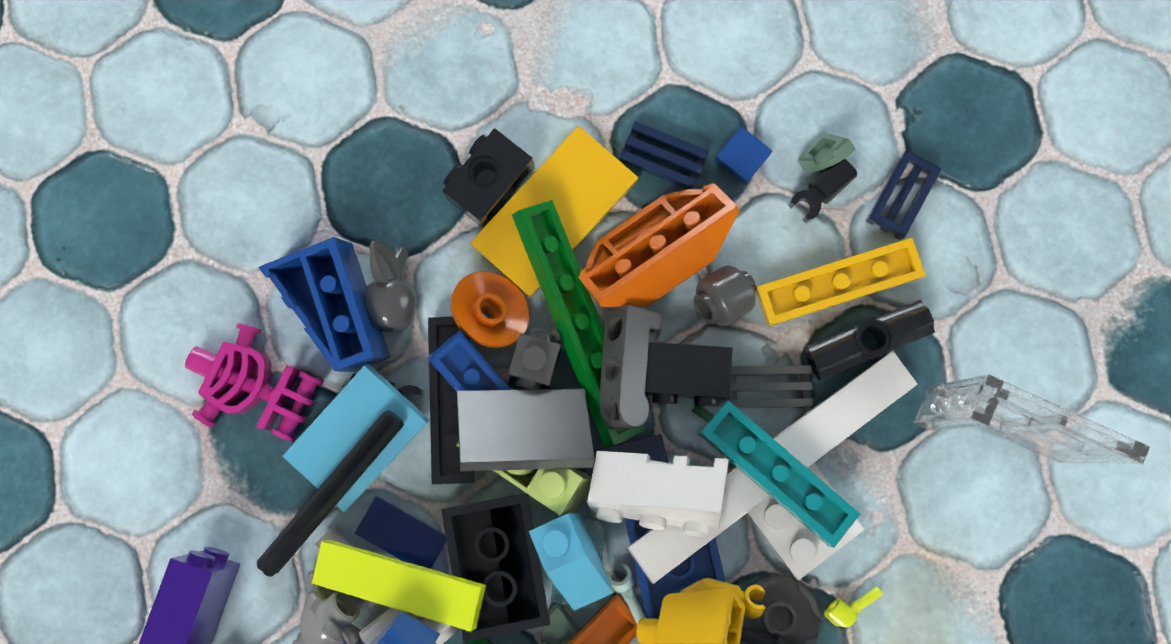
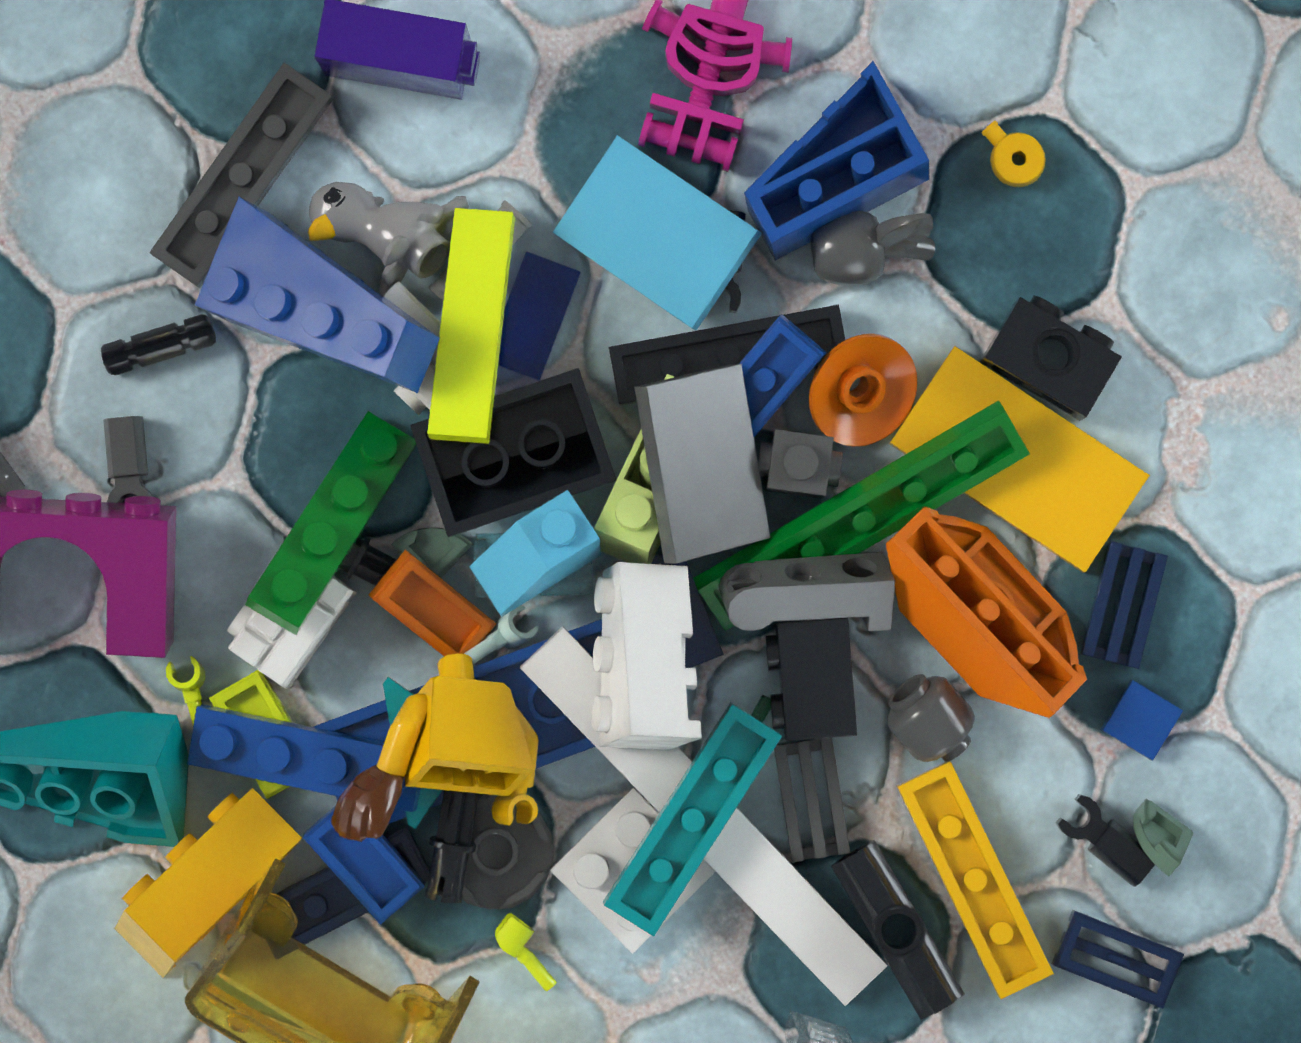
camera: 85 degrees right, 5 degrees up
(330, 493) = (576, 210): black axle -> none
(339, 184) = (1008, 145): none -> yellow piece

